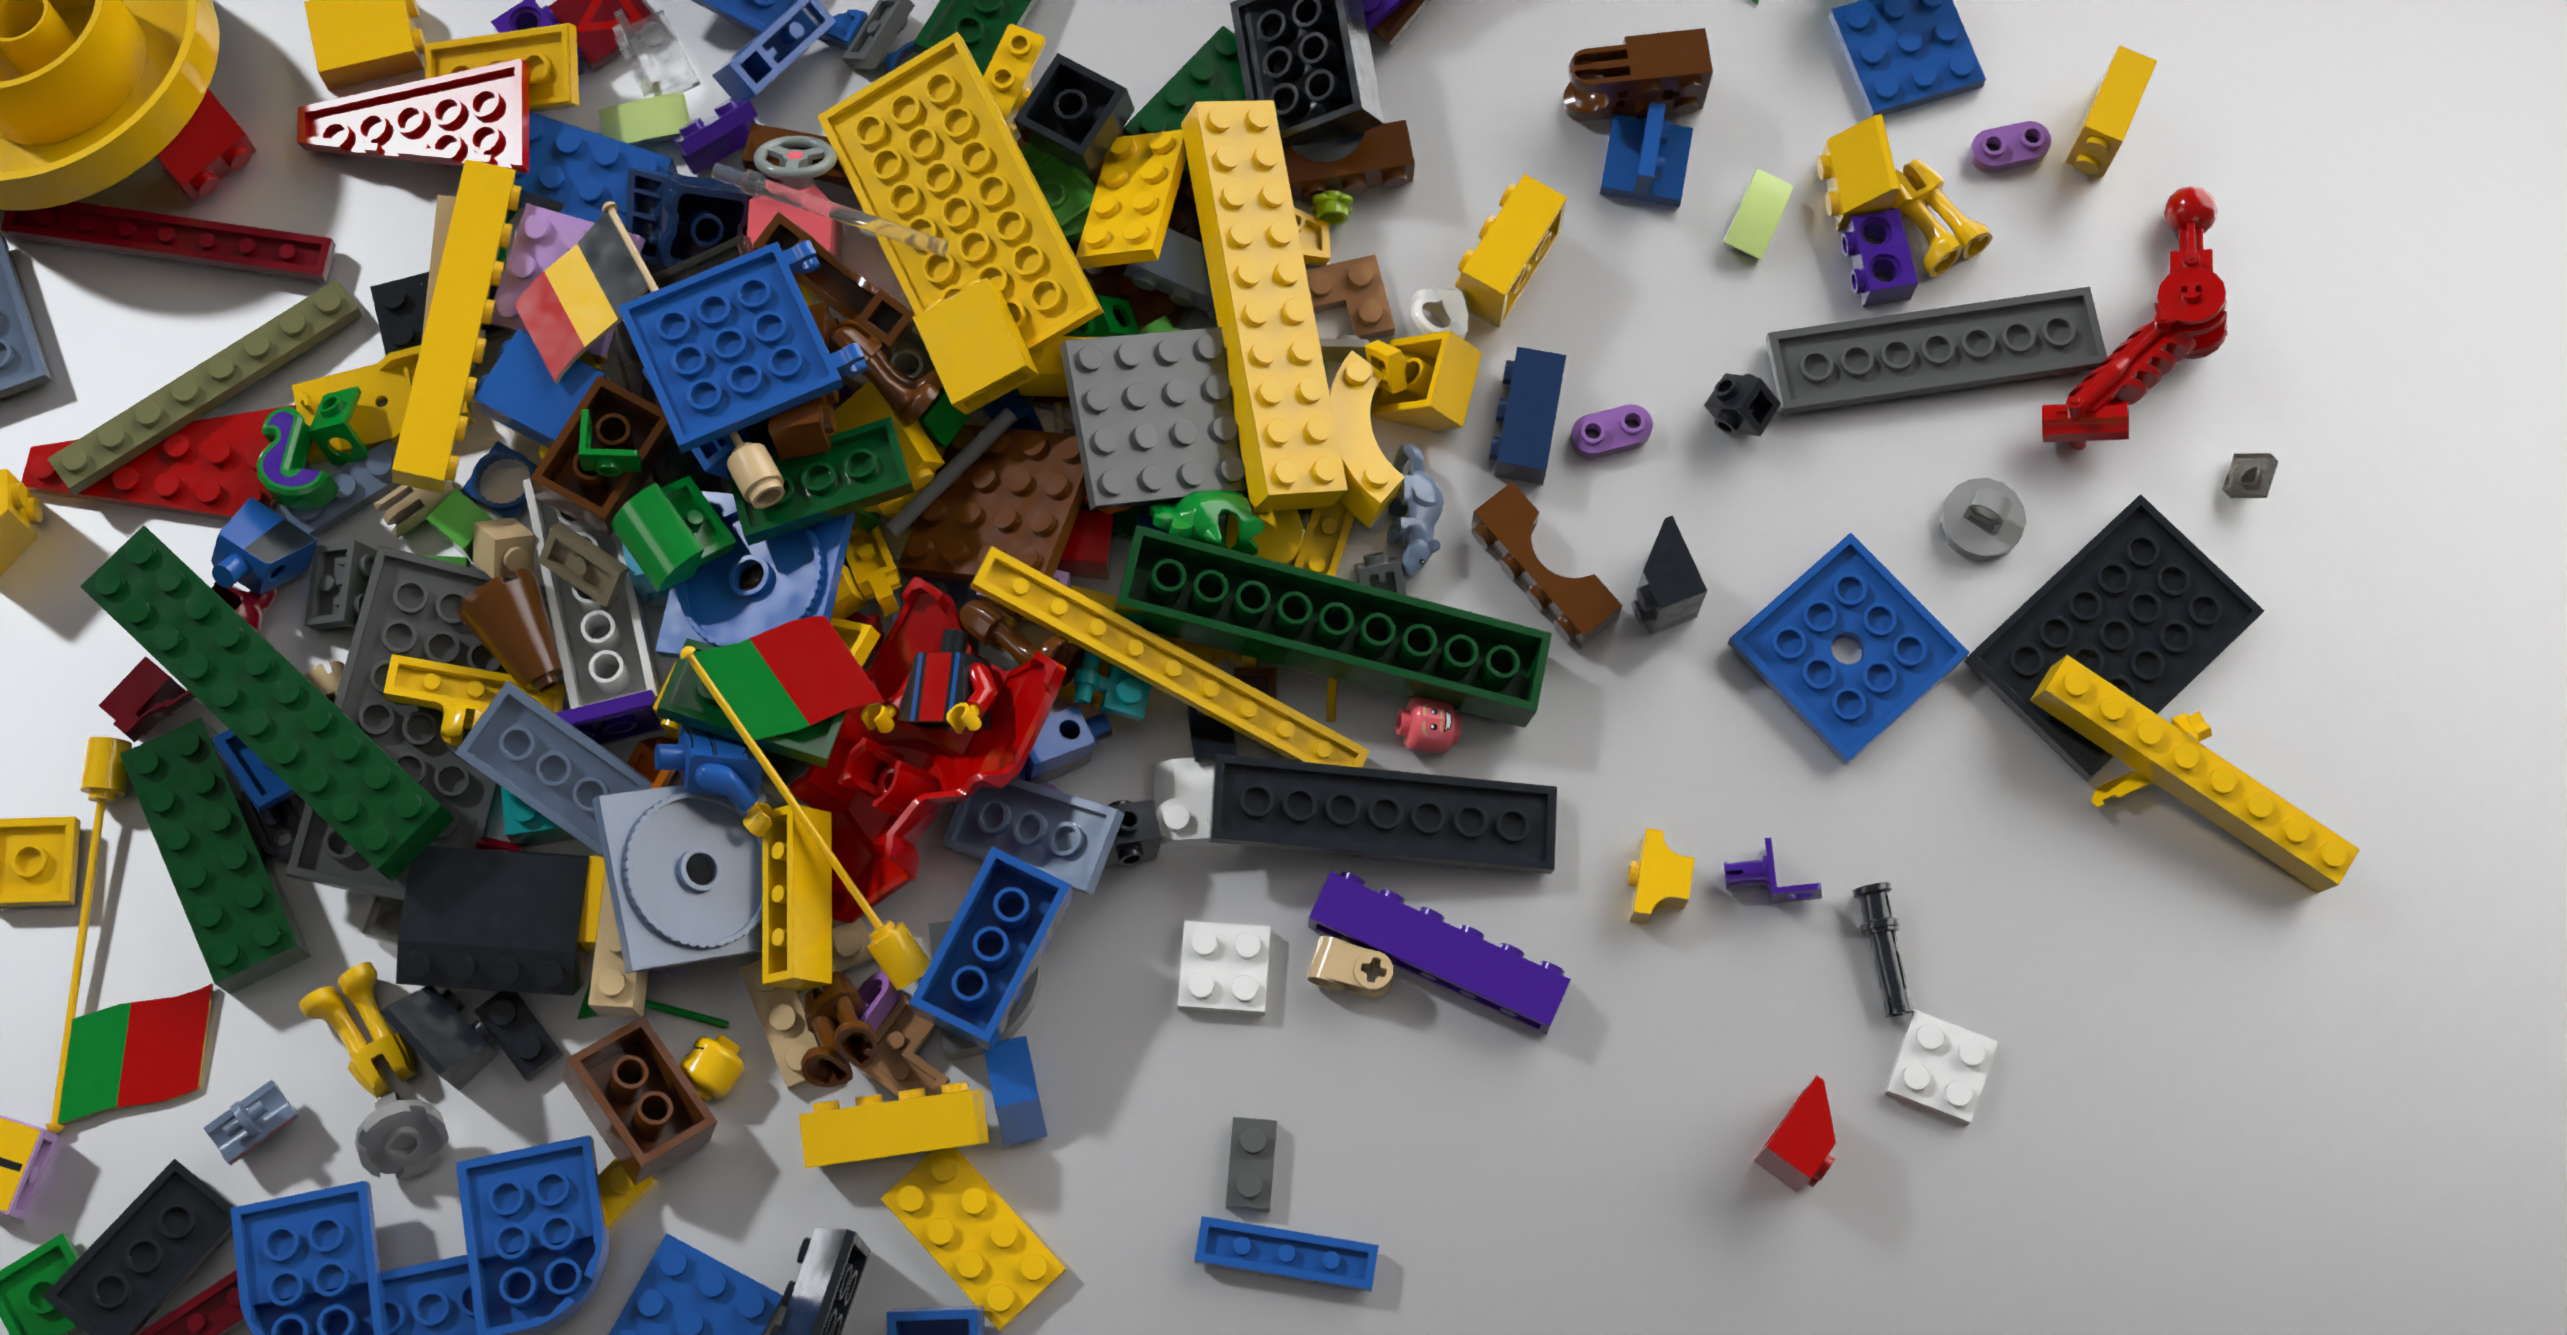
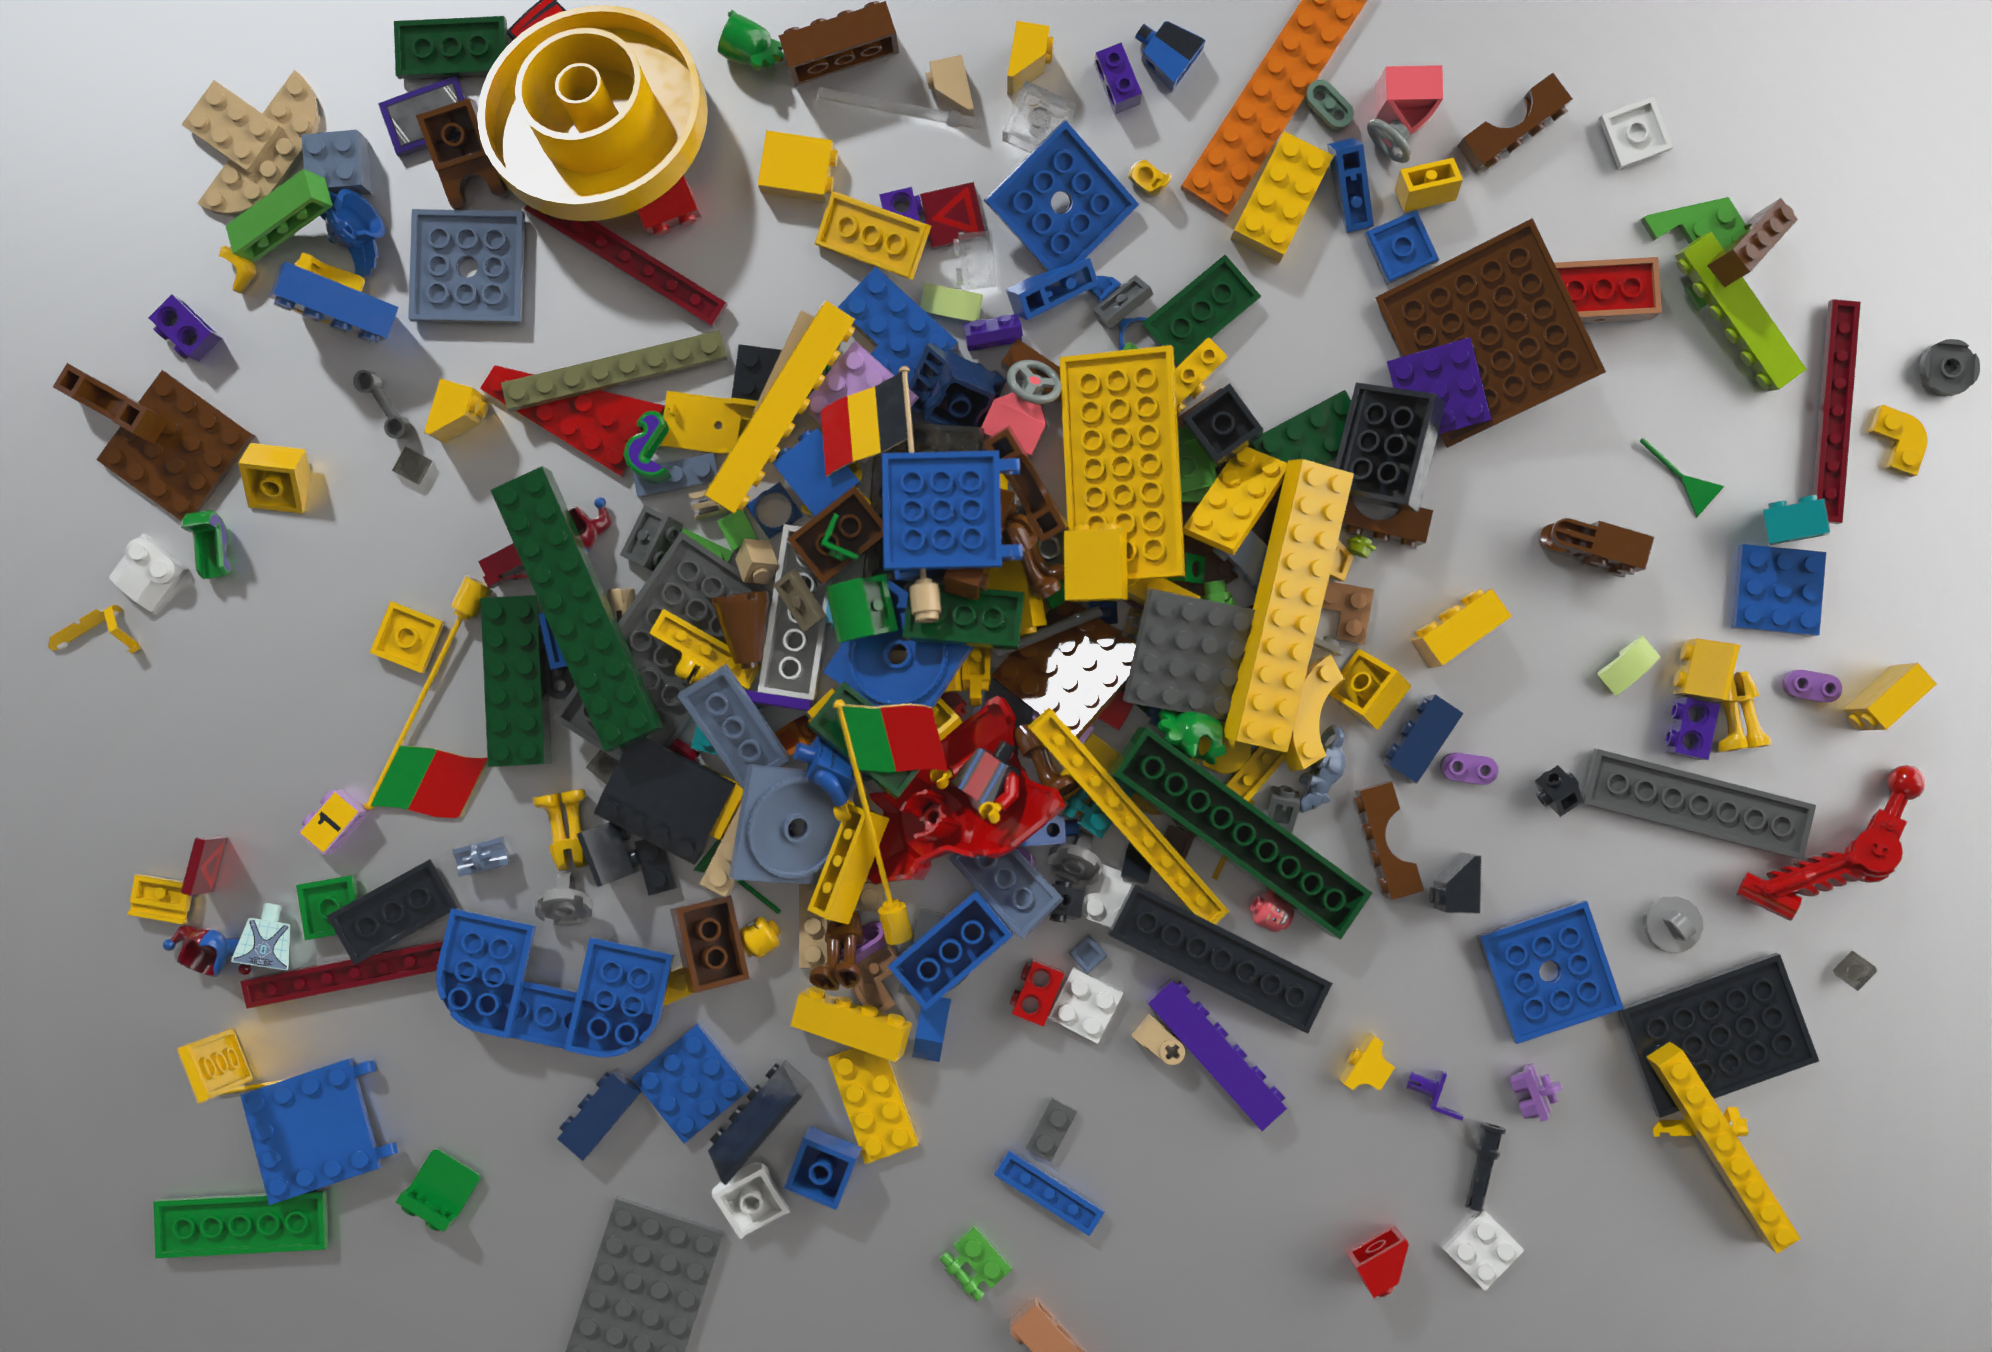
camera: 30 degrees right, 15 degrees up
(260, 549) = (609, 498): blue torso -> none
(333, 421) = (683, 431): green bracket -> none
(432, 120) = (827, 255): wing -> none
(756, 184) = (1001, 391): clear bar -> none
(1121, 767) = (1075, 861): none -> light grey tile
(1155, 974) = (1044, 994): none -> red brick
(1197, 895) = (1087, 954): none -> sand blue tile
(1390, 362) = (1350, 671): yellow plate -> none
(1445, 305) = (1405, 647): white piece -> none
(1647, 158) = (1575, 596): blue bracket -> none
(1918, 832) = (1537, 1105): none -> medium lavender hips

